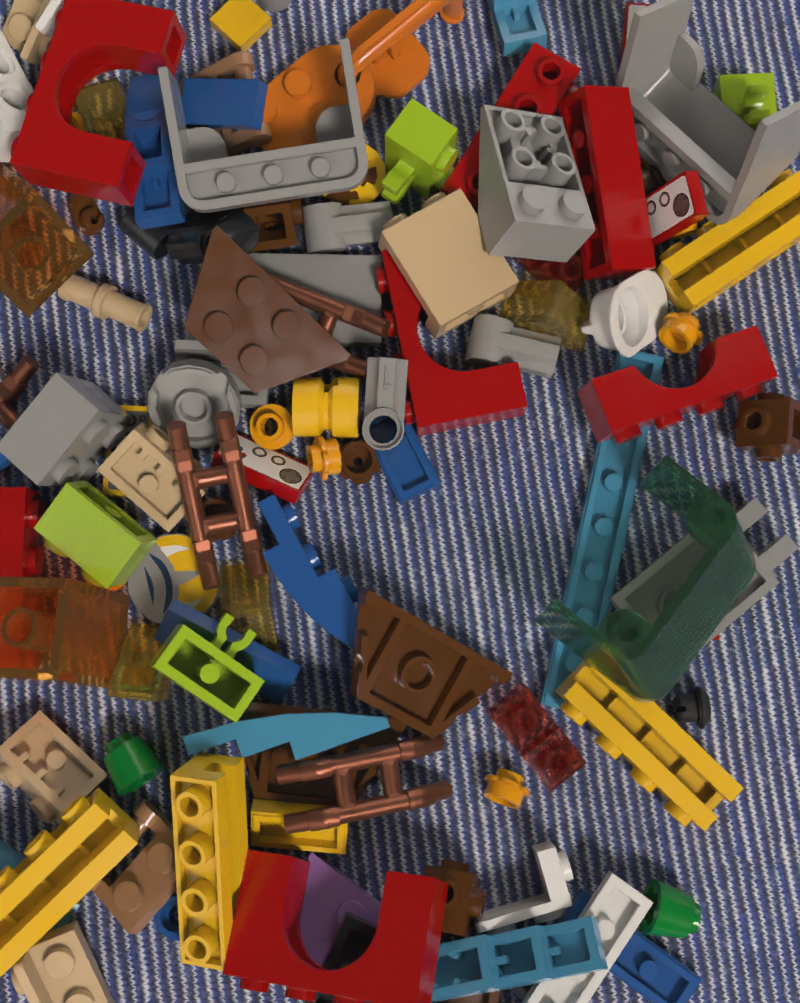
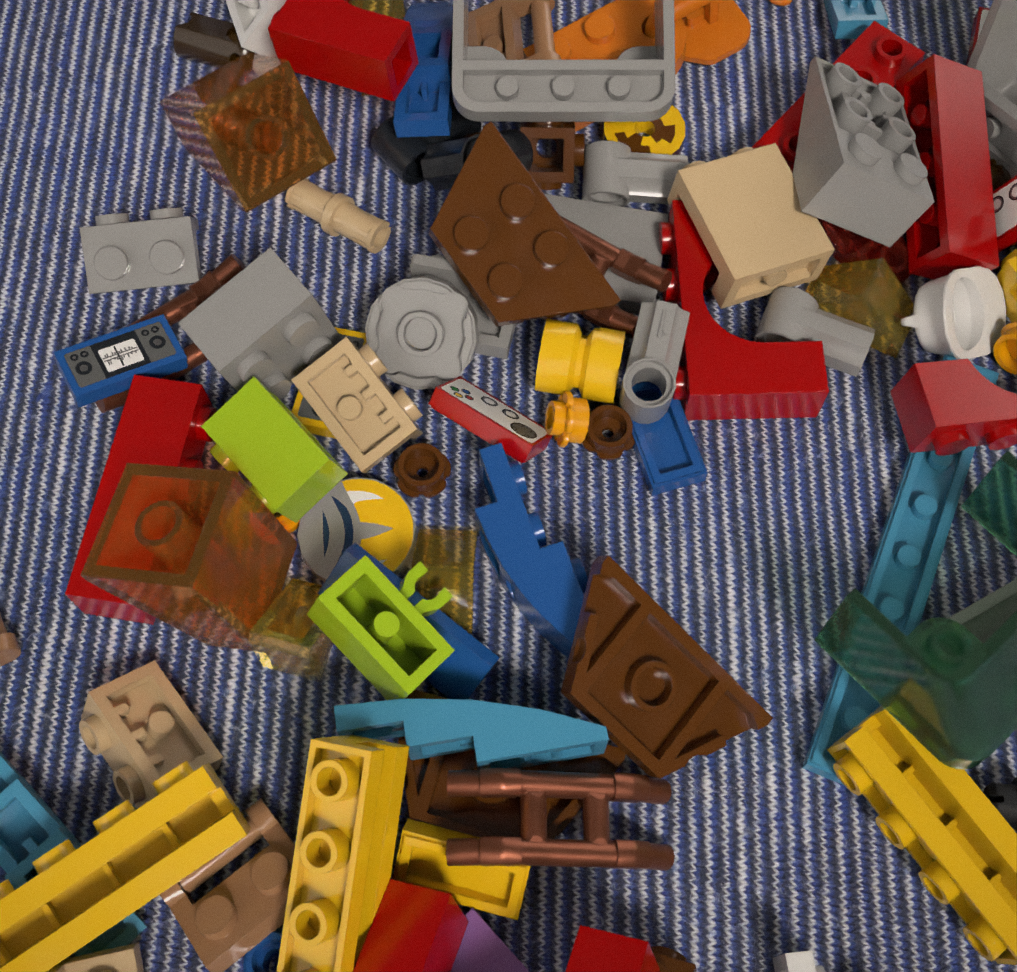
camera: 10 degrees right, 15 degrees down
(86, 214) = (334, 117): reddish brown arm -> none
(131, 763) = (256, 748): green hat -> none
(192, 481) = (402, 462): copper piece -> none
(224, 103) = (518, 27): blue tile -> none
(284, 420) = (513, 391): light orange plate -> none
(418, 153) = (729, 103): lime brick -> none
(505, 788) = (747, 868): light orange plate -> none
(536, 737) = (794, 808): clear red slope -> none

